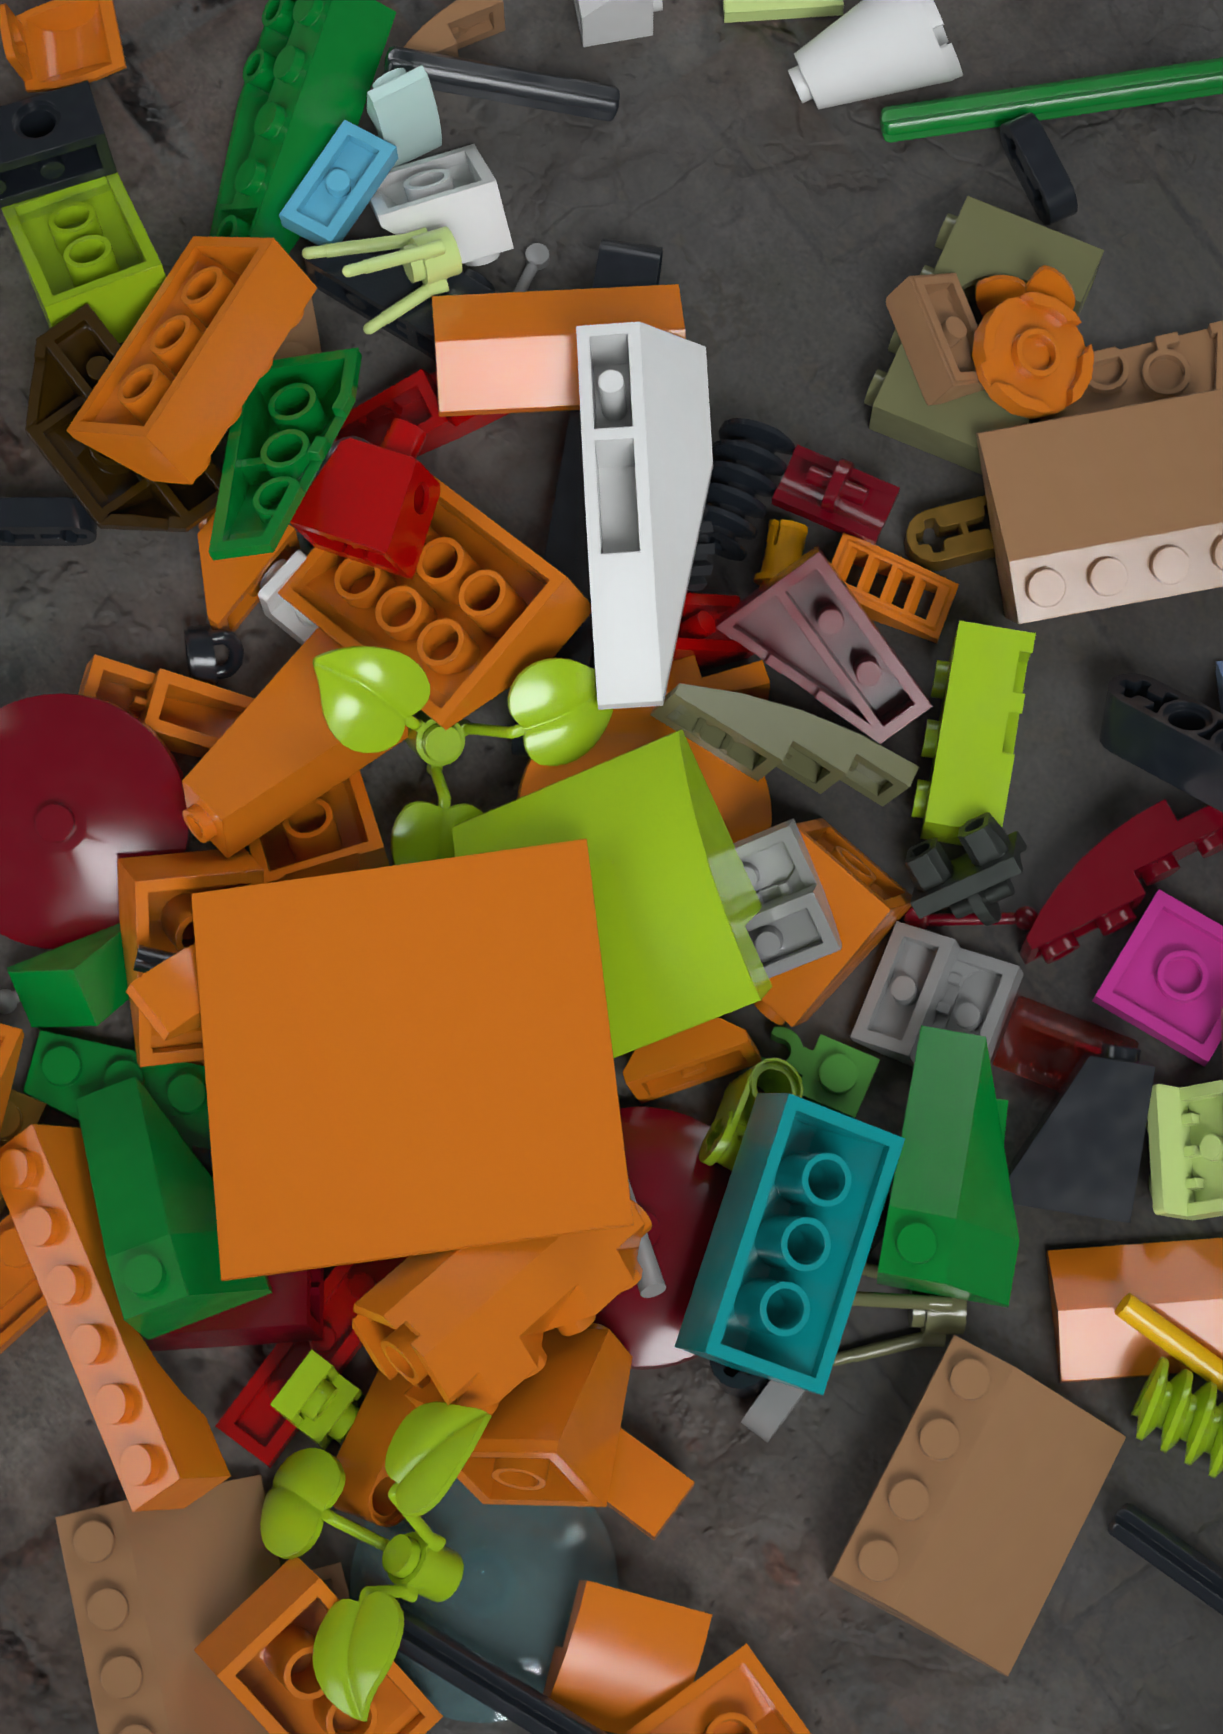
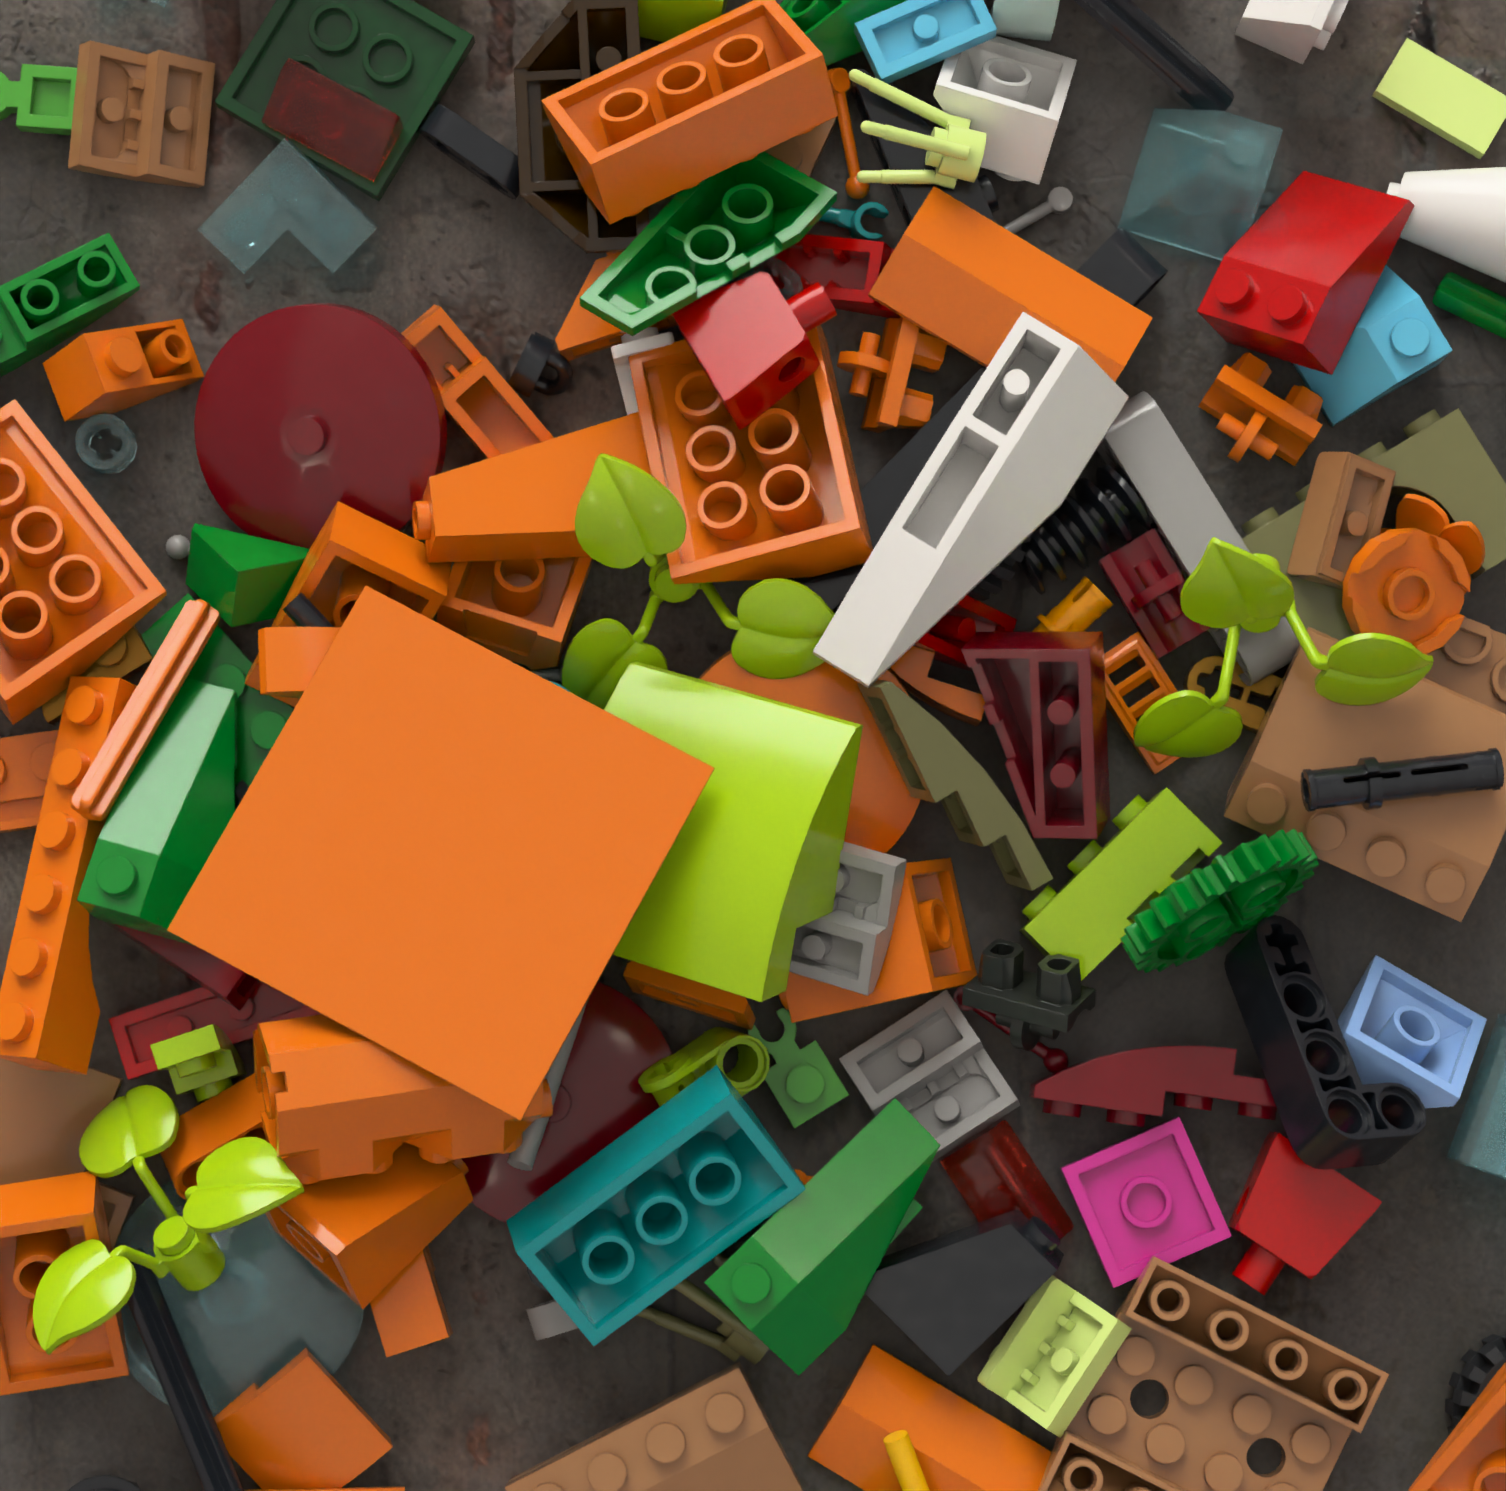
camera: 35 degrees right, 10 degrees up
(72, 1137) = (145, 710): none -> axle
(368, 347) = (840, 84): none -> orange hinge
(384, 377) = (851, 219): none -> teal hand
(493, 472) = (889, 400): none -> orange hips
(639, 164) = (1199, 179): none -> clear light blue slope
(772, 176) = (1305, 271): none -> red slope
(816, 308) = (1259, 417): none -> orange hips
(852, 202) = (1386, 350): none -> medium azure slope
(912, 422) = (1252, 593): none -> lime plant
(918, 458) = (1185, 516): none -> light grey beam
(1066, 684) = (1219, 900): none -> green gear
(1119, 507) = (1376, 782): none -> black pin

